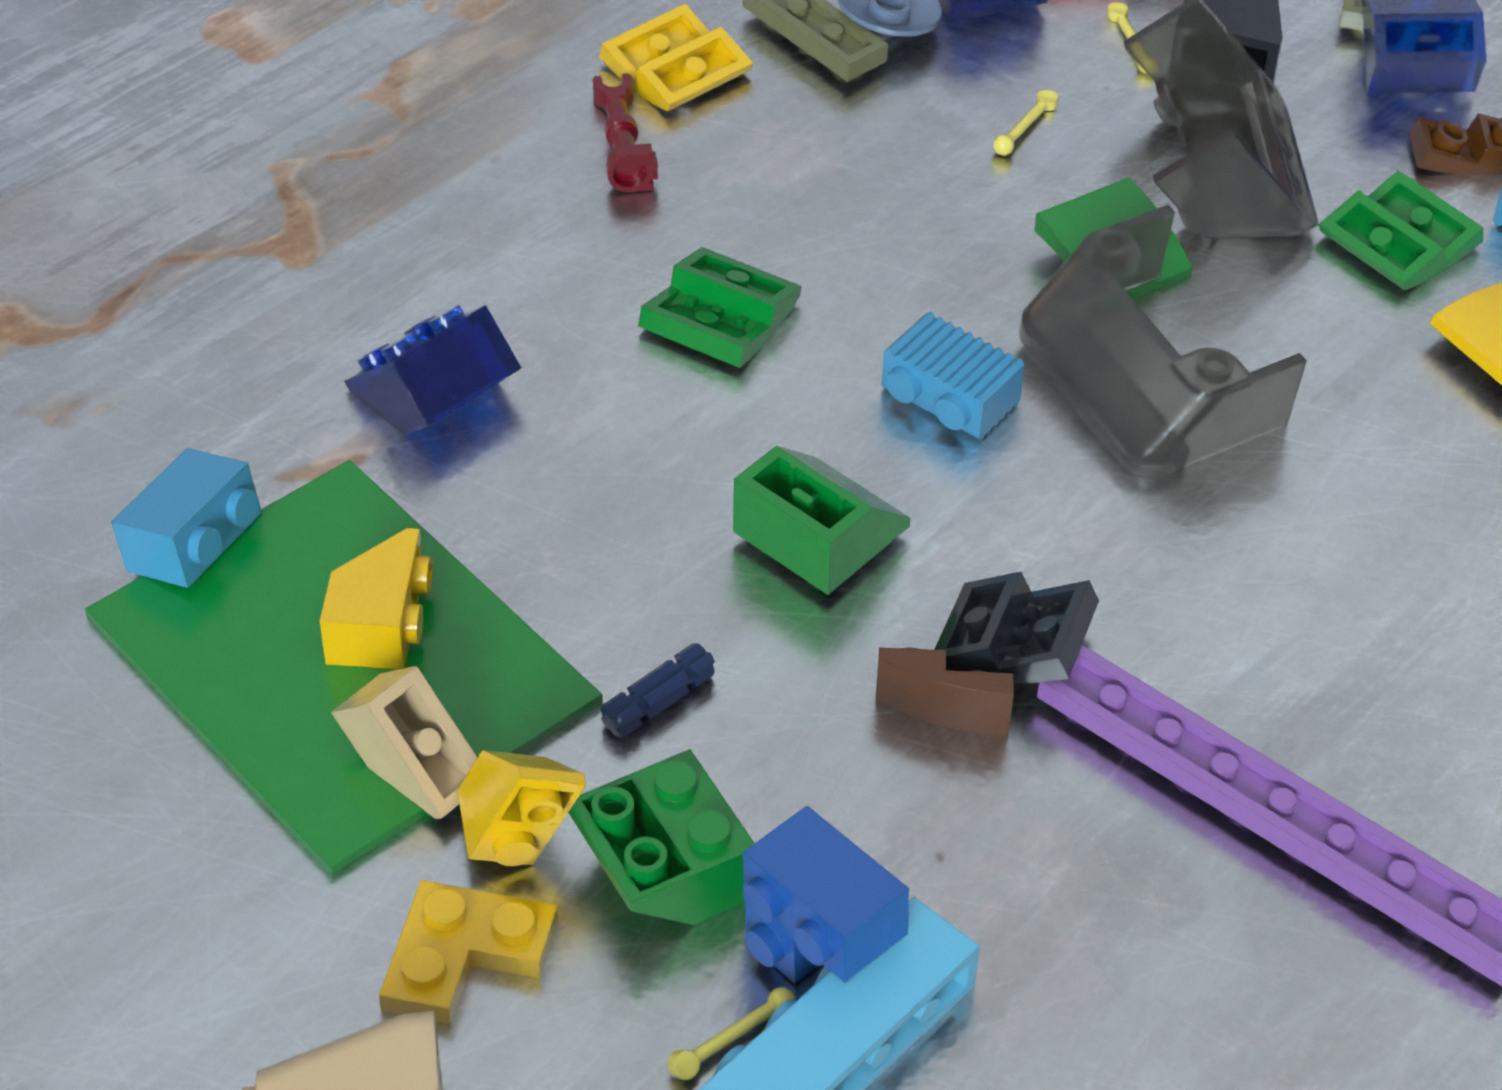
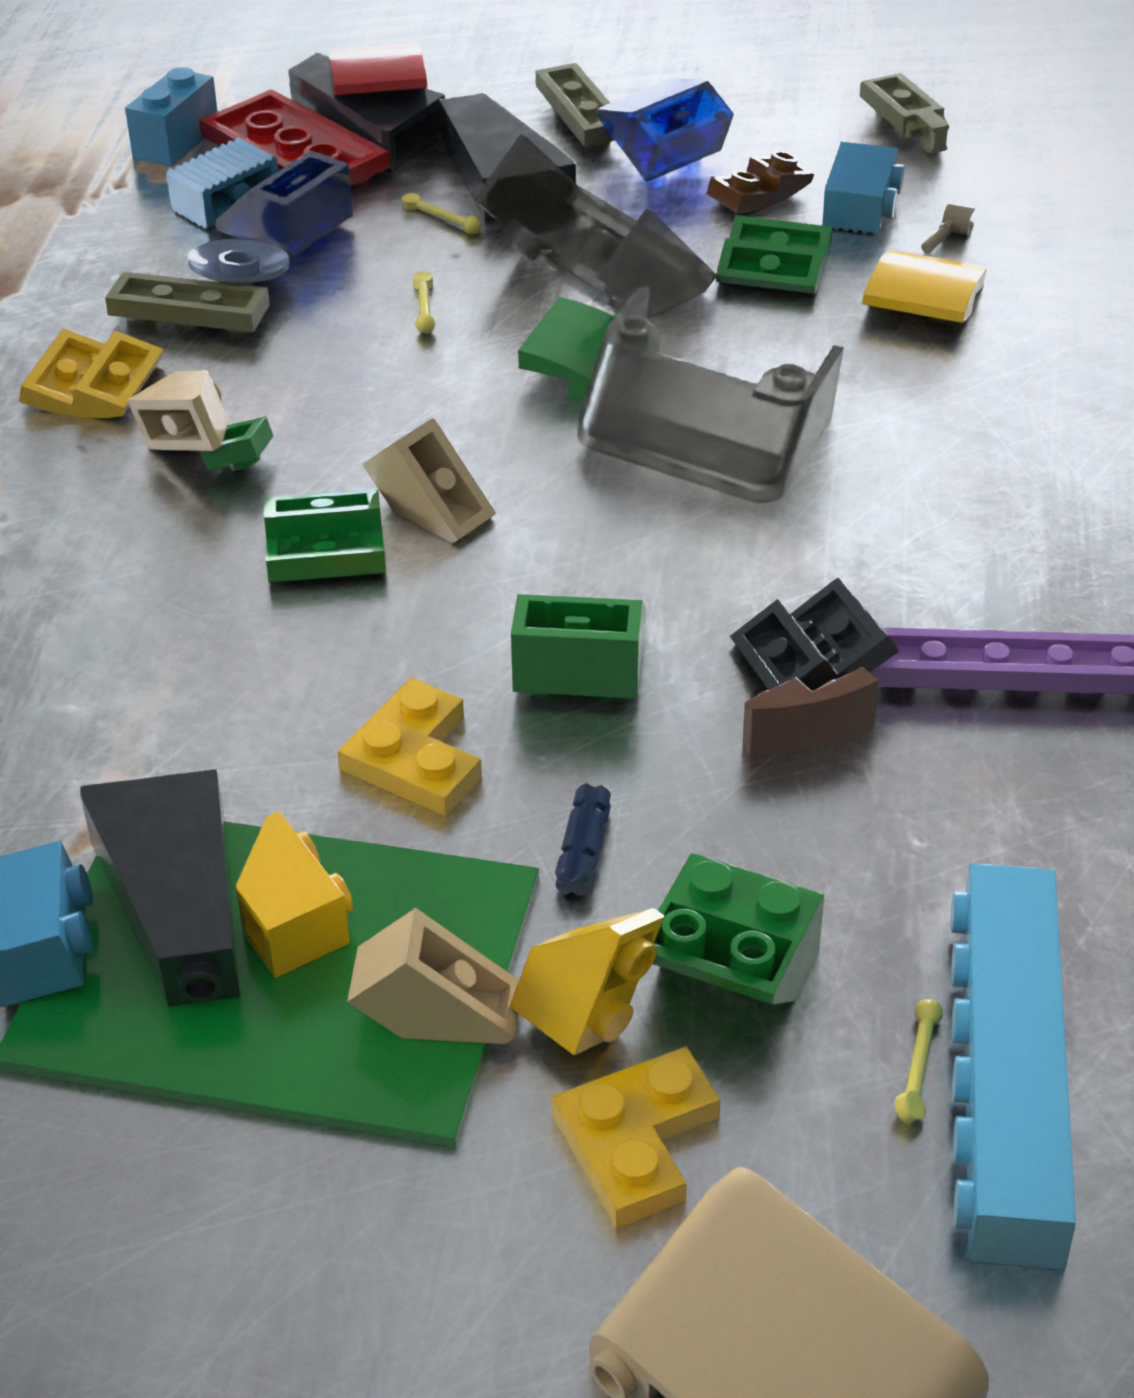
camera: 35 degrees left, 5 degrees down
(318, 516) = (171, 875): none -> black slope
(434, 368) = (135, 693): clear blue slope -> none
(598, 526) = (405, 753): none -> yellow plate
(630, 165) = (138, 466): dark red piece -> none
(701, 133) = (181, 412): none -> tan slope
(723, 185) = (241, 445): none -> green plate
(819, 900) = (917, 895): blue brick -> none
(841, 306) = (429, 483): none -> tan slope
(952, 375) = (569, 492): dark azure brick -> none

